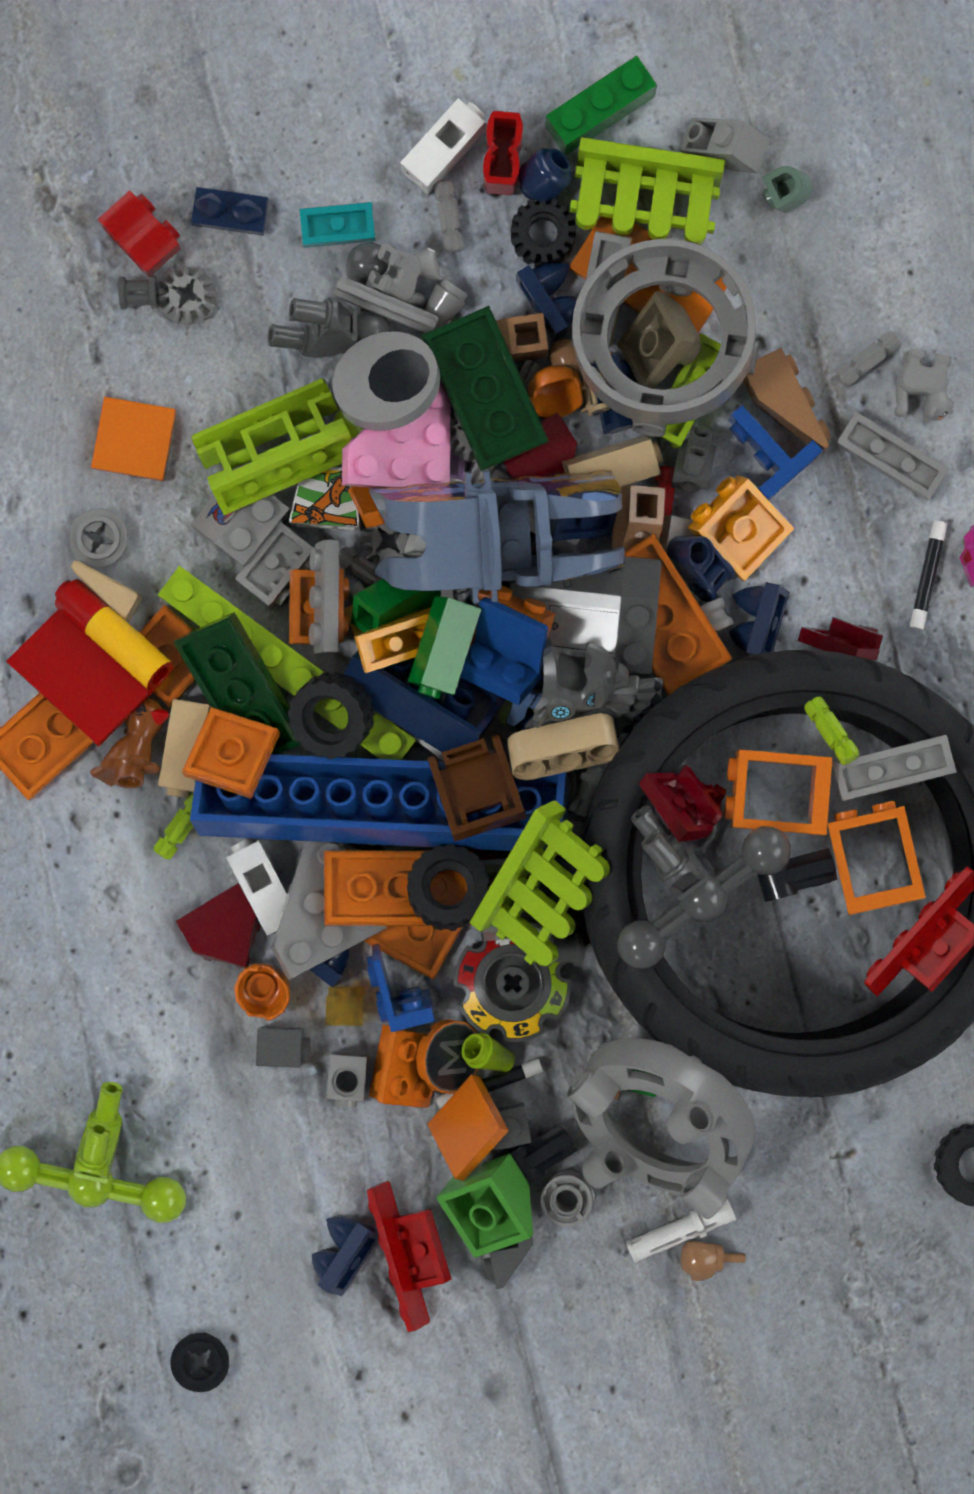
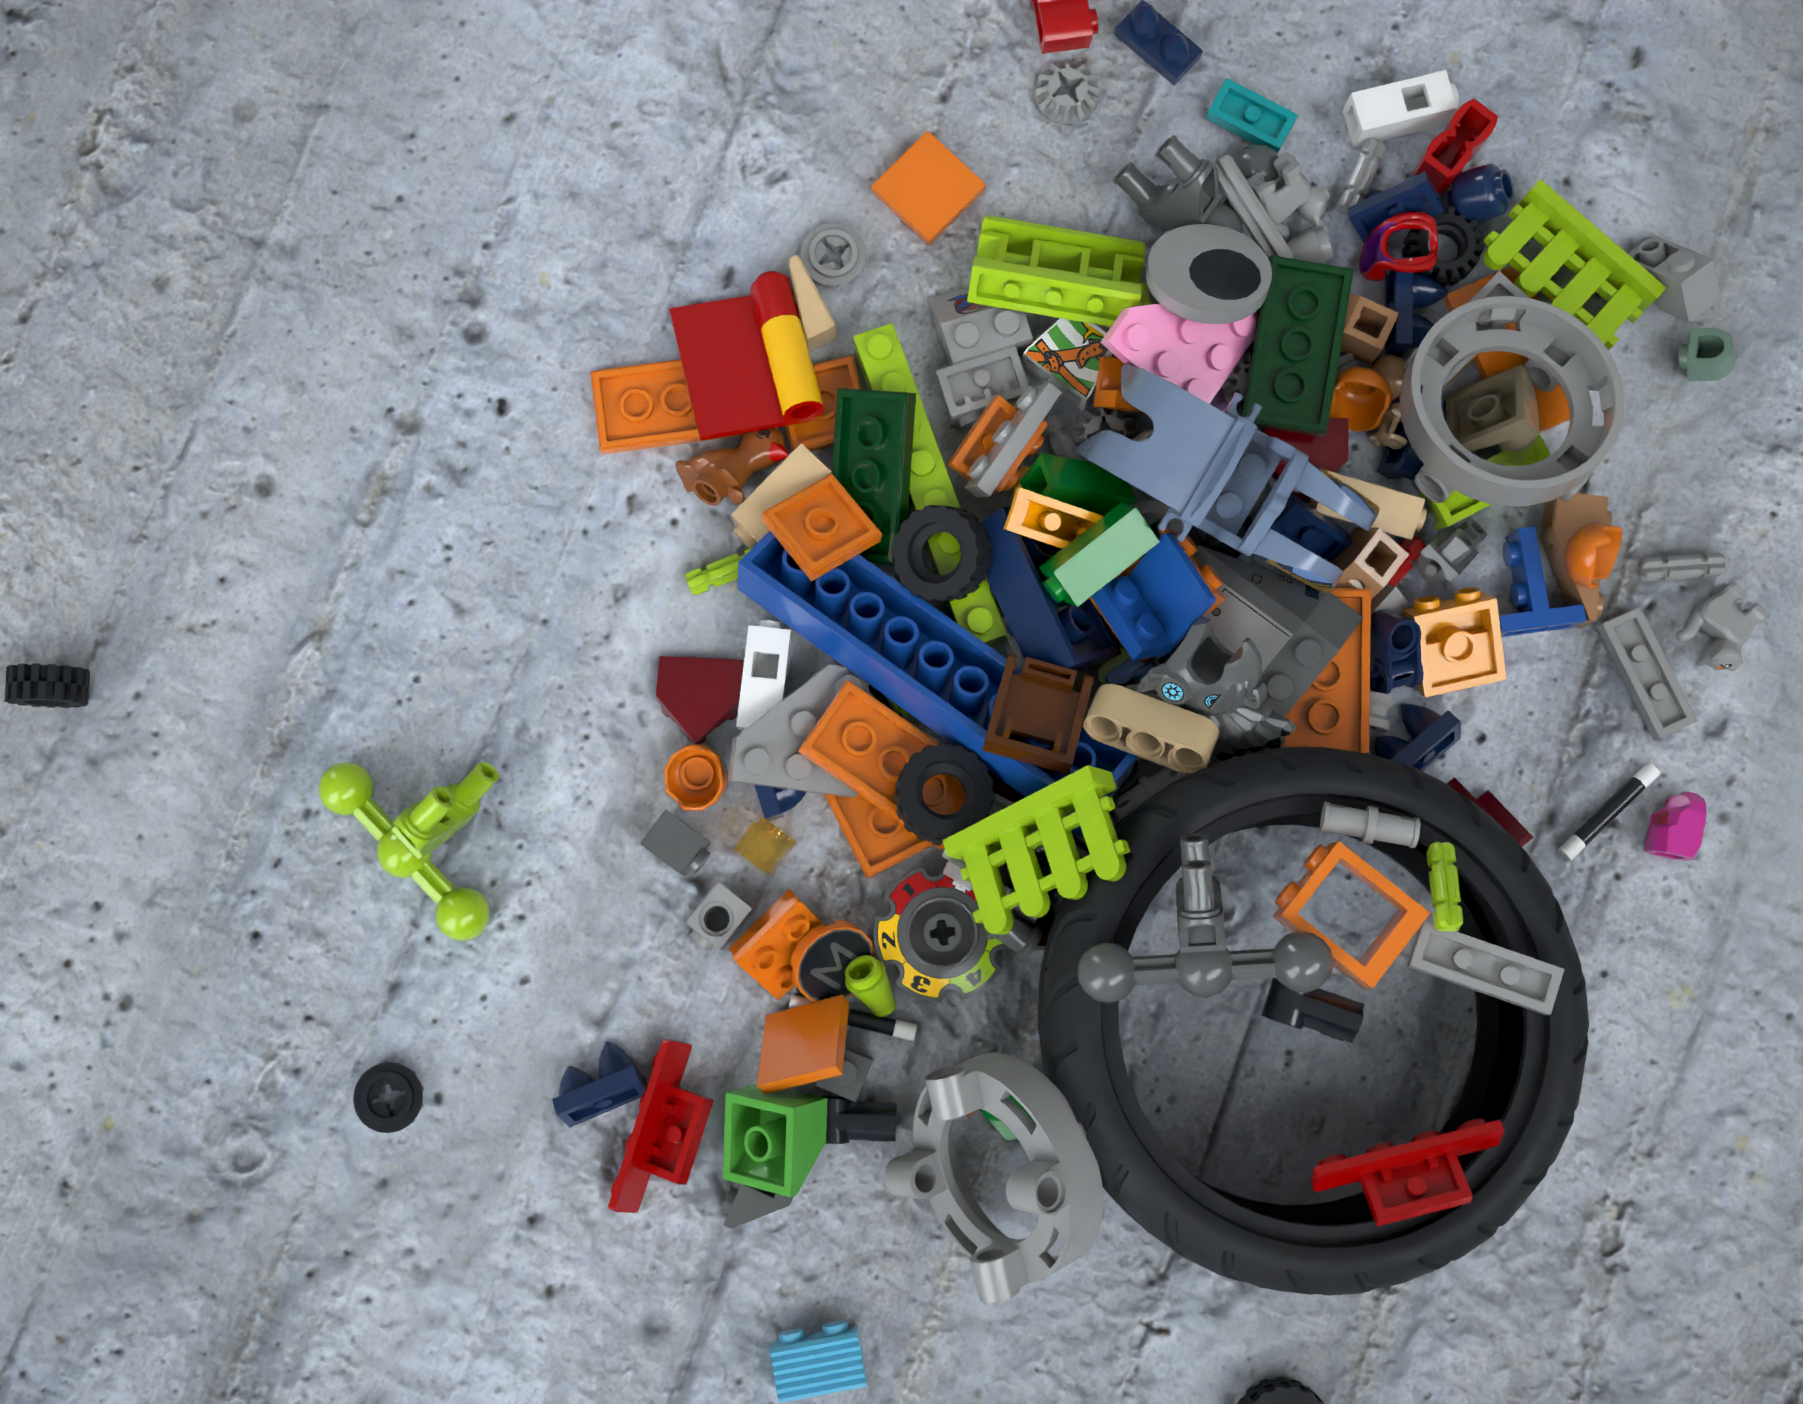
camera: 30 degrees right, 5 degrees down
(126, 286) = (1023, 57): dark grey bush -> none
(402, 1012) = (820, 889): blue bracket -> none
(490, 230) = (1411, 195): none -> dark blue tile
(497, 271) = (1374, 257): none -> red piece
(560, 1213) = (834, 1187): light grey wheel -> none
(601, 105) = (1578, 164): green brick -> none
(625, 1336) = (818, 1361): none -> medium azure brick
(678, 1232) = (939, 1292): white pin -> none
(684, 802) = (1246, 858): dark red slope -> none
(703, 1259) = (948, 1338): medium nougat piece -> none
(754, 721) = (1370, 825): none -> light grey pin
(794, 402) = (1592, 553): none -> orange hair
(881, 812) = (1392, 1096): orange window -> none

